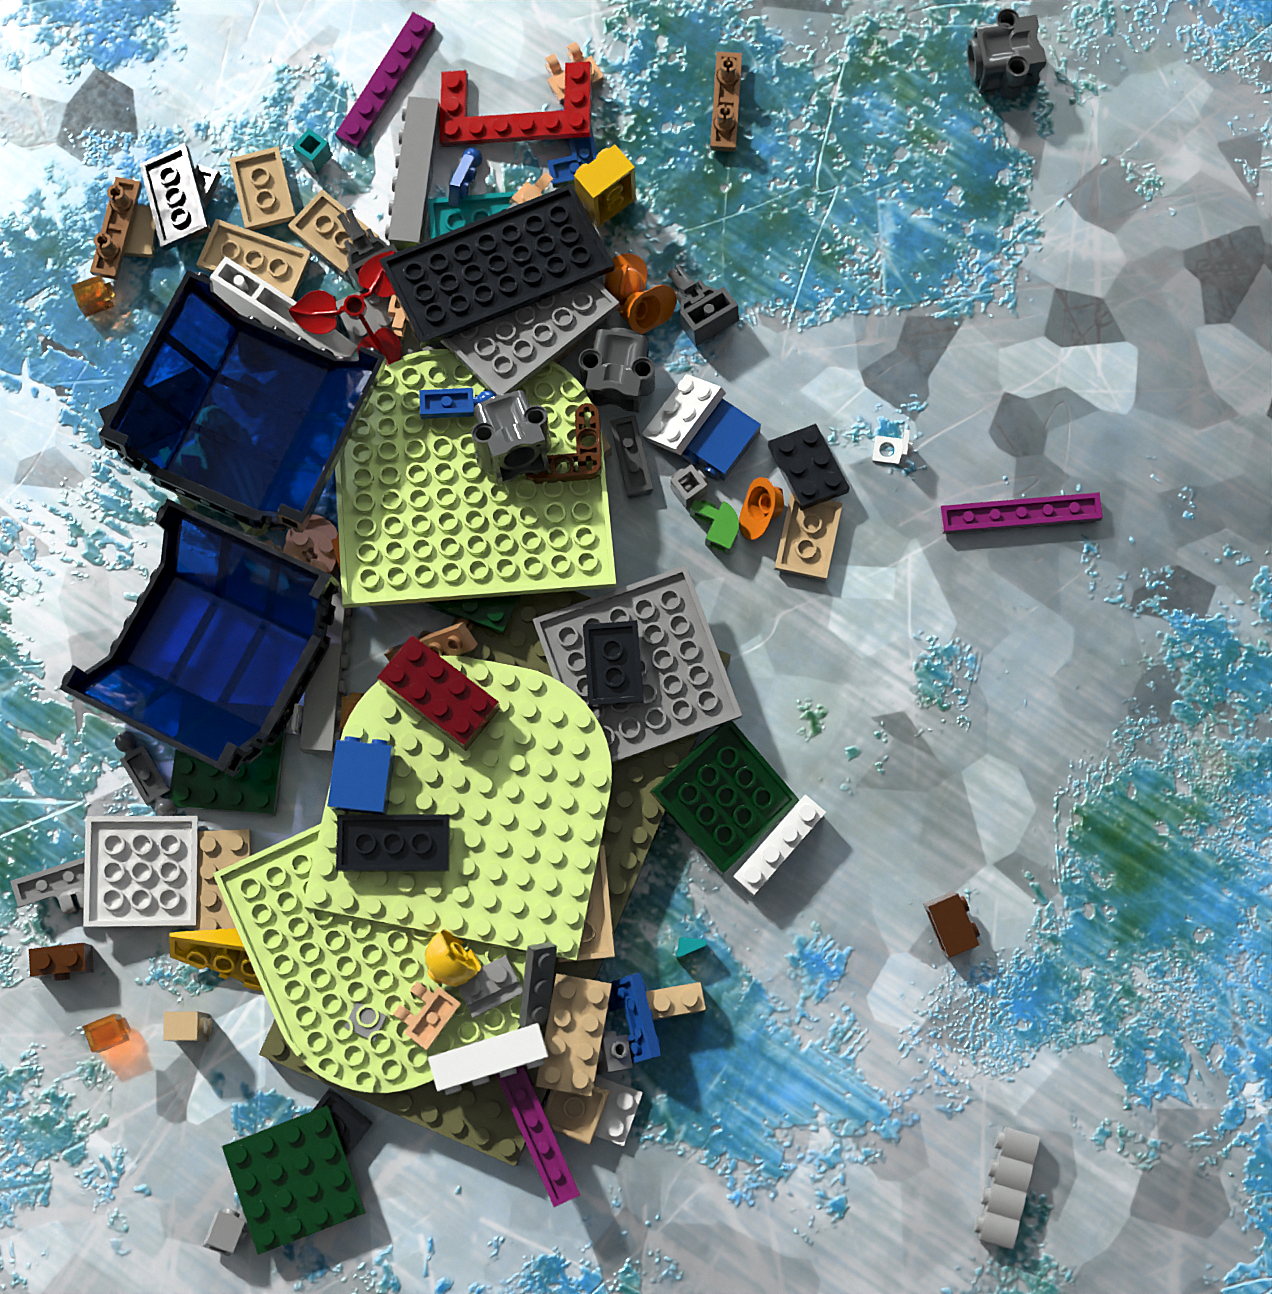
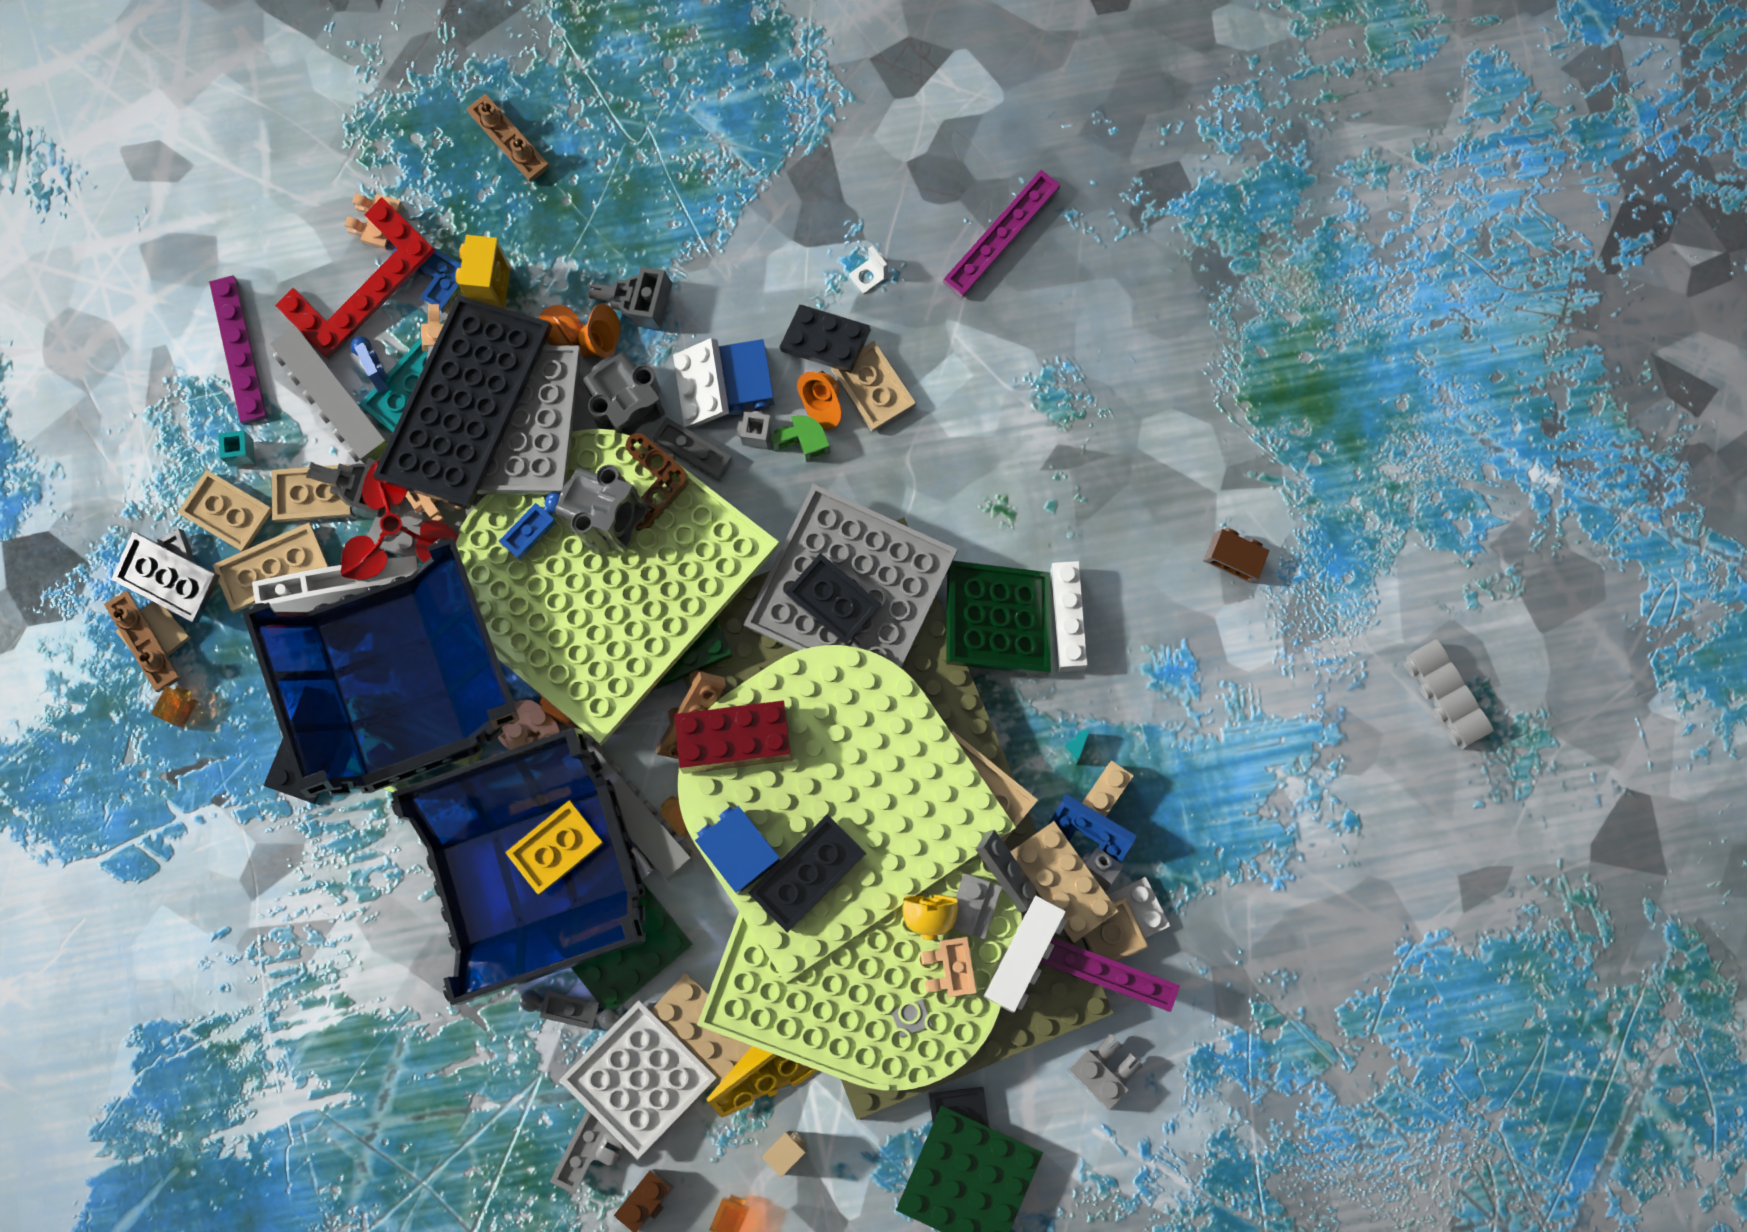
camera: 45 degrees left, 0 degrees up
(243, 649) = (554, 847): none -> yellow plate
(457, 1202) = (1101, 1083): none -> light grey brick

